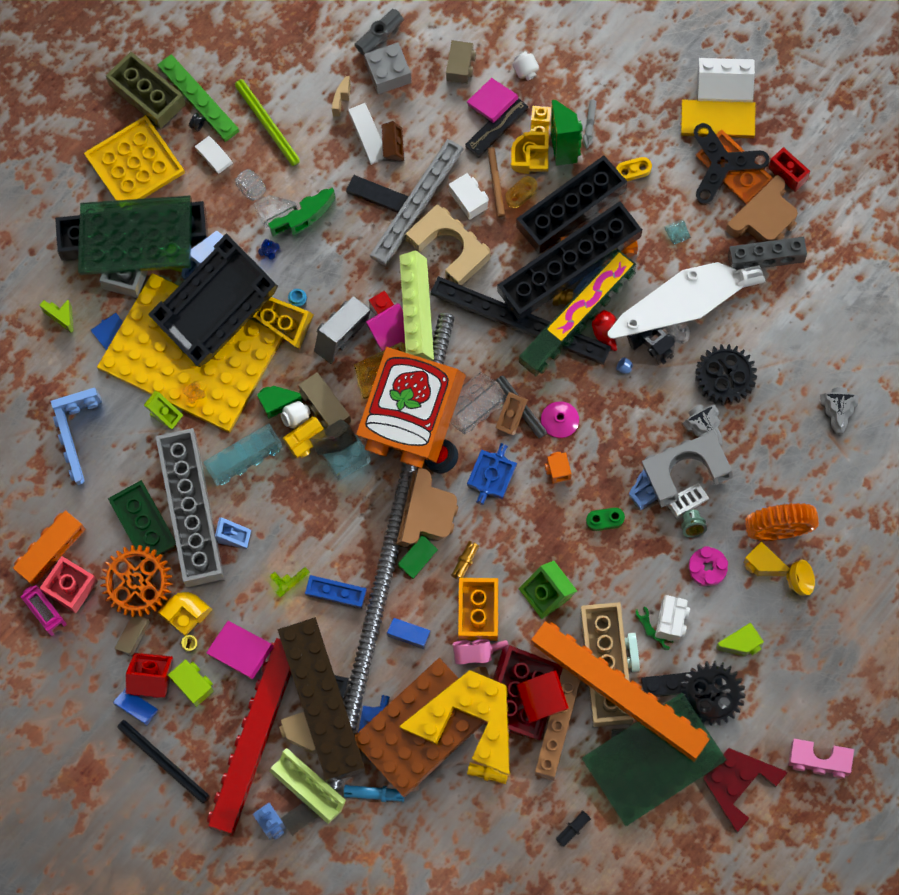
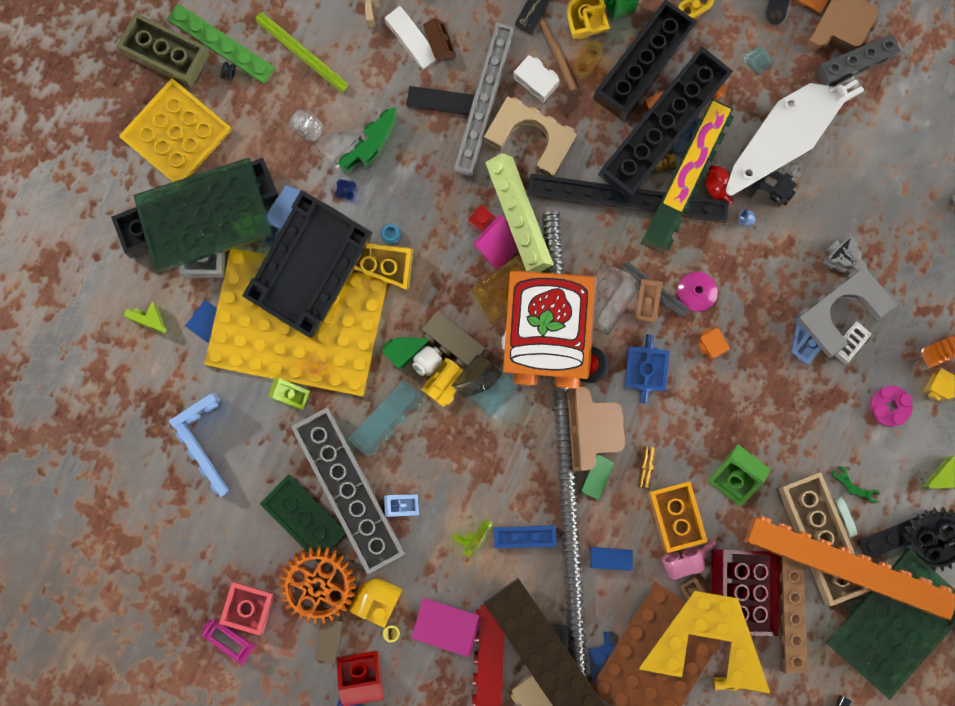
camera: 20 degrees left, 10 degrees up
(48, 548) = (214, 573): orange brick -> none
(191, 682) = (406, 674): lime brick -> none
(213, 154) = (256, 102): white slope -> none
(340, 328) = (446, 255): wedge -> none
(542, 696) = (774, 595): red slope -> none
(606, 521) = (774, 383): green plate -> none
(671, 618) = (873, 472): white brick -> none
(693, 526) = (865, 366): sand green piece -> none
(742, 368) = (865, 189): black gear -> none

